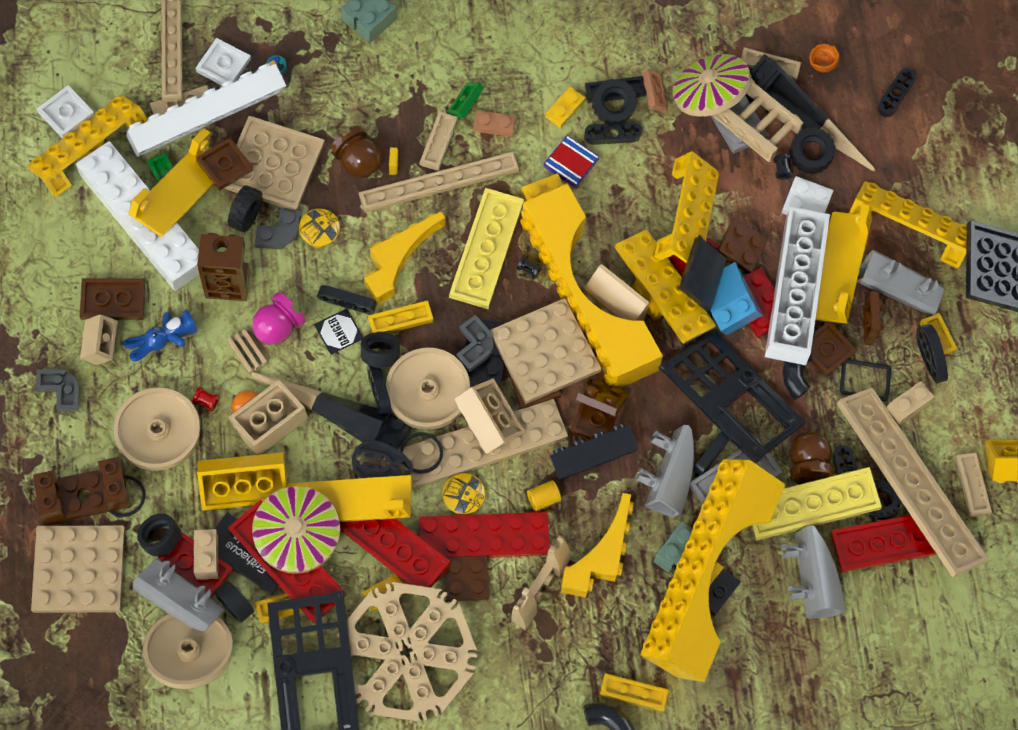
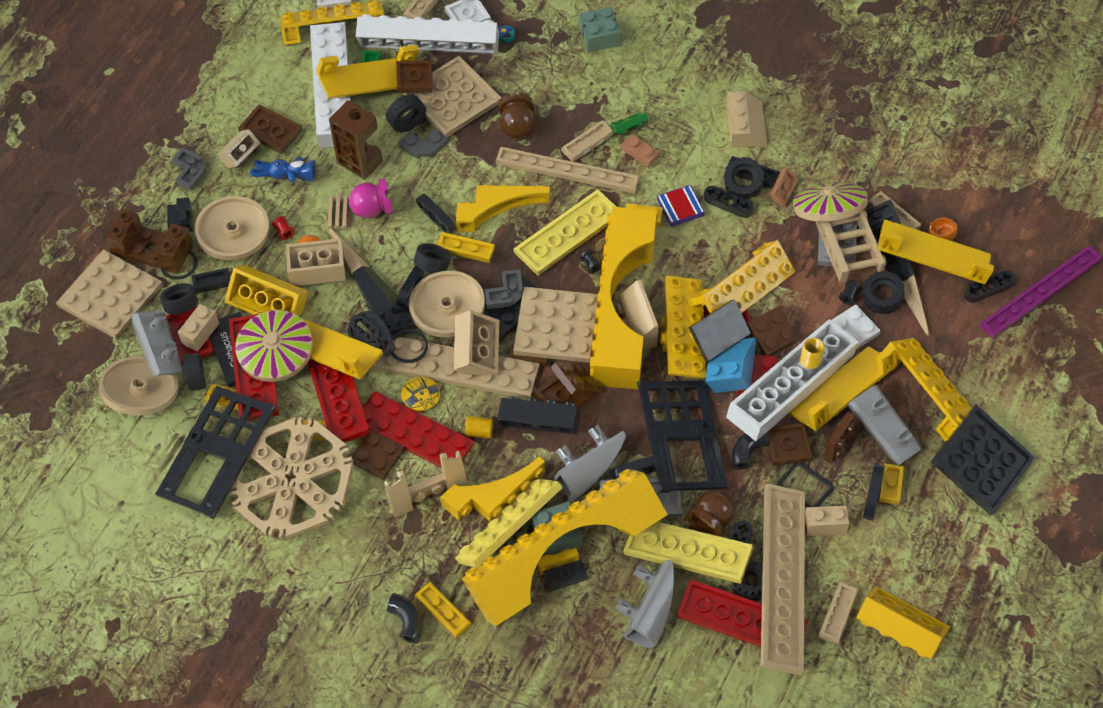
camera: 40 degrees right, 10 degrees down
(90, 445) = (180, 213): none -> black piece
(172, 494) = (211, 280): none -> black tile
(319, 227) = (454, 156): yellow dish -> none
(338, 331) = (414, 233): sticker -> none
(393, 161) = (542, 137): yellow tile -> none
(565, 107) = (704, 165): yellow plate -> none
(572, 39) = (745, 120): none -> tan slope
(639, 574) = (510, 520): none -> light yellow plate
(806, 244) = (812, 353): none -> yellow piece
(836, 86) = (935, 252): none -> yellow bracket
(944, 74) = (1040, 292): none -> magenta plate

